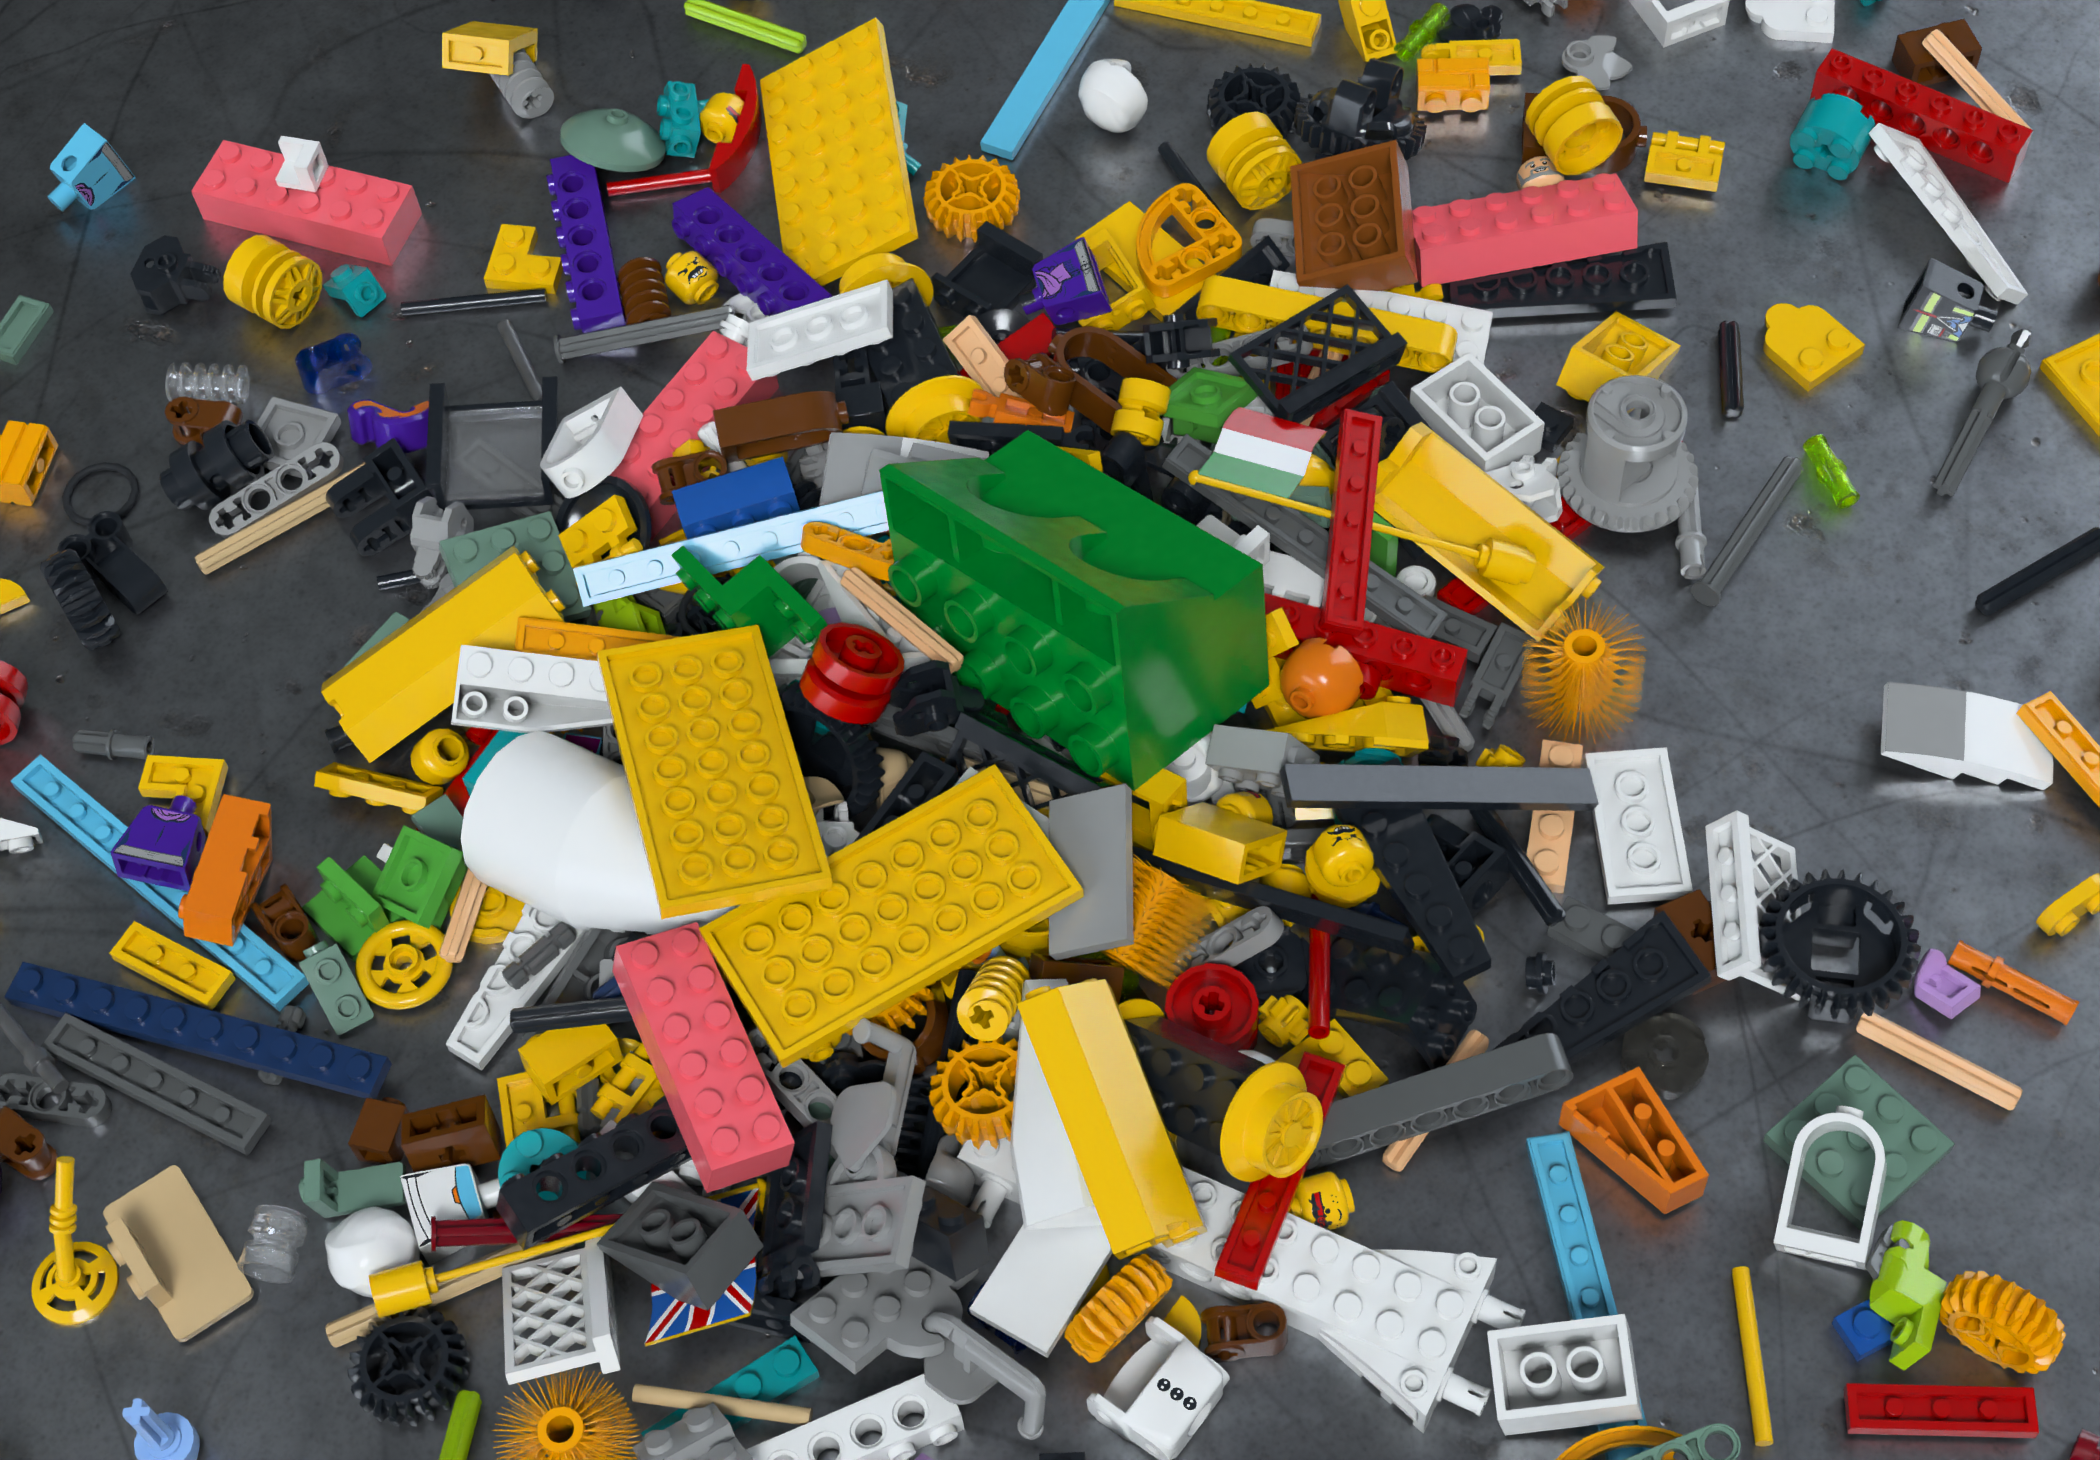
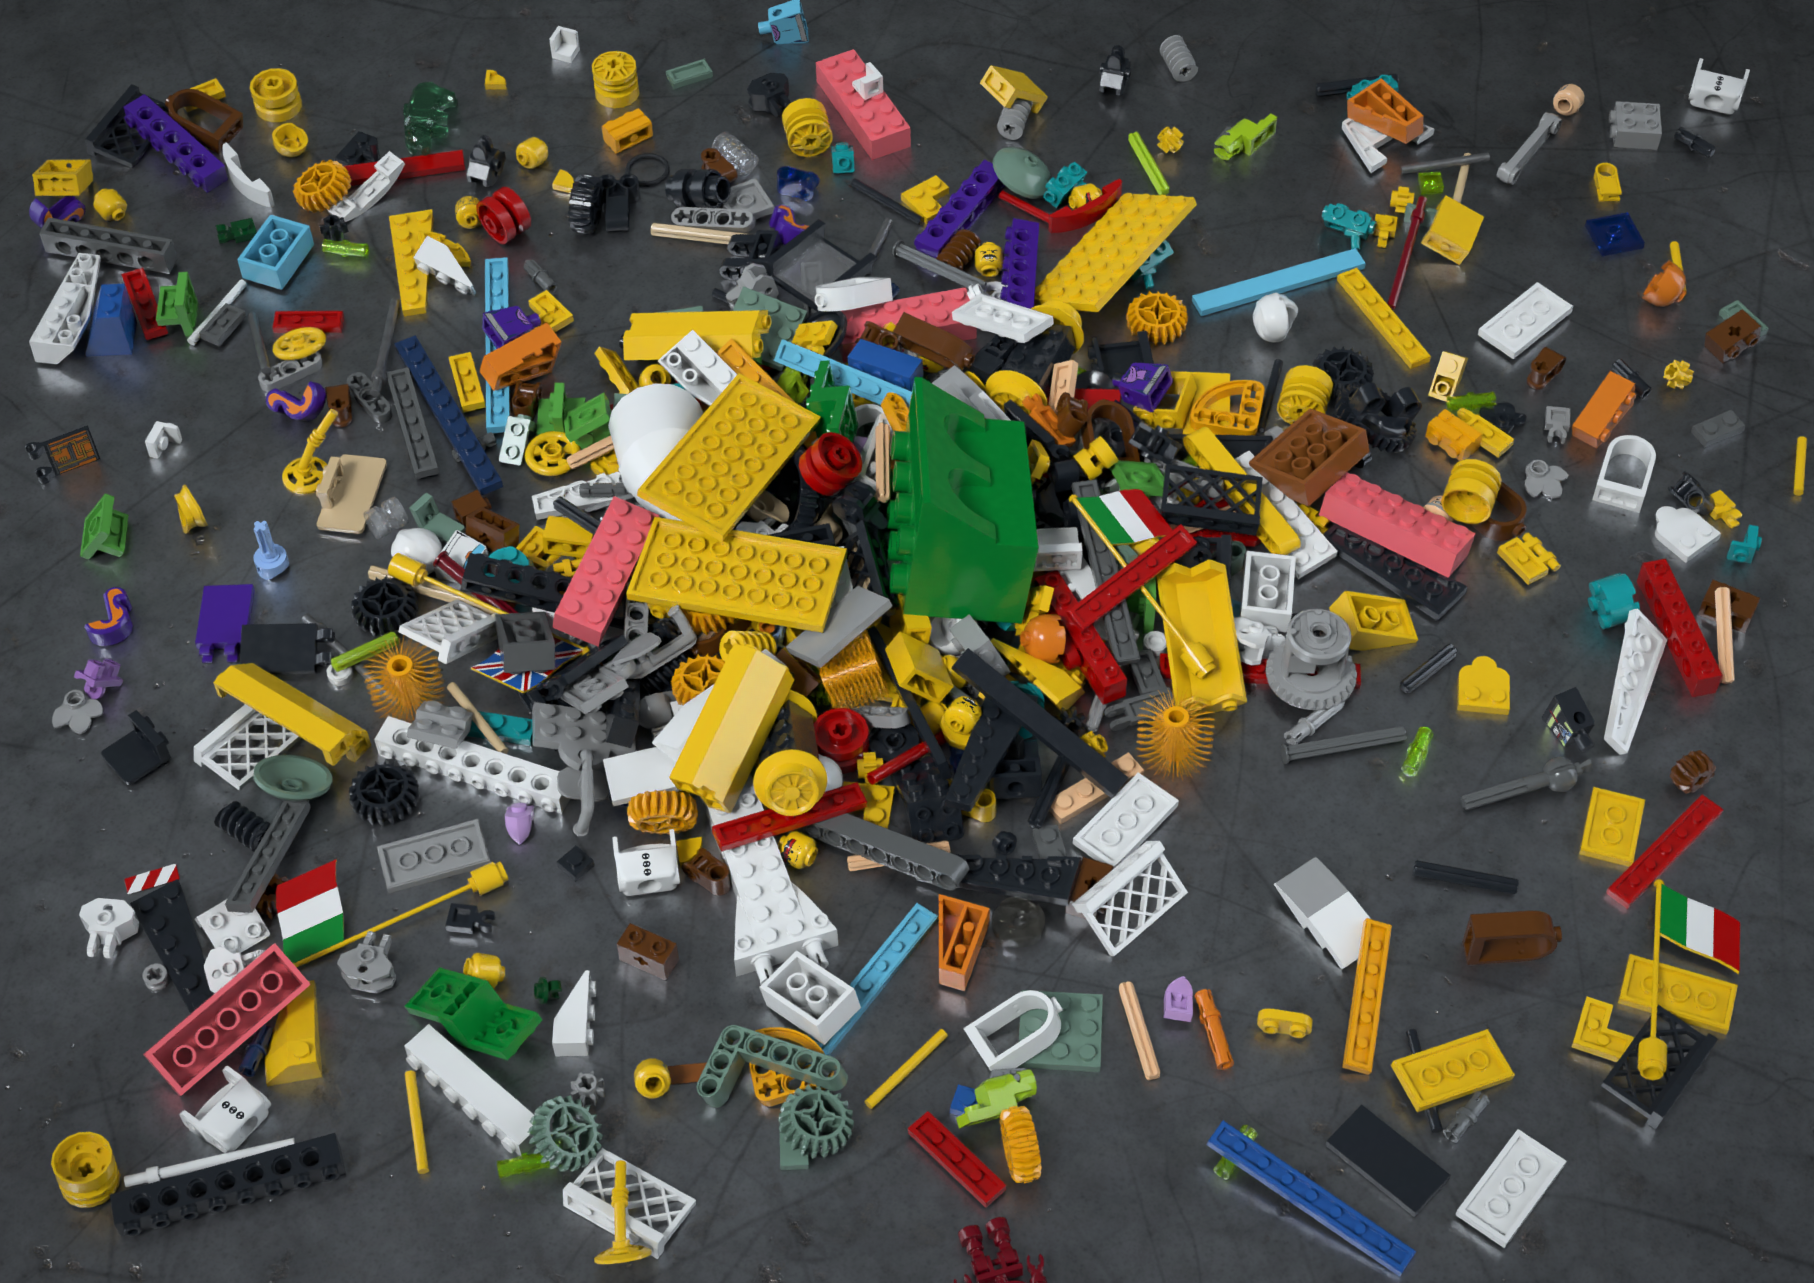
camera: 40 degrees right, 5 degrees down
(1837, 921) = (1163, 930): black piece -> none

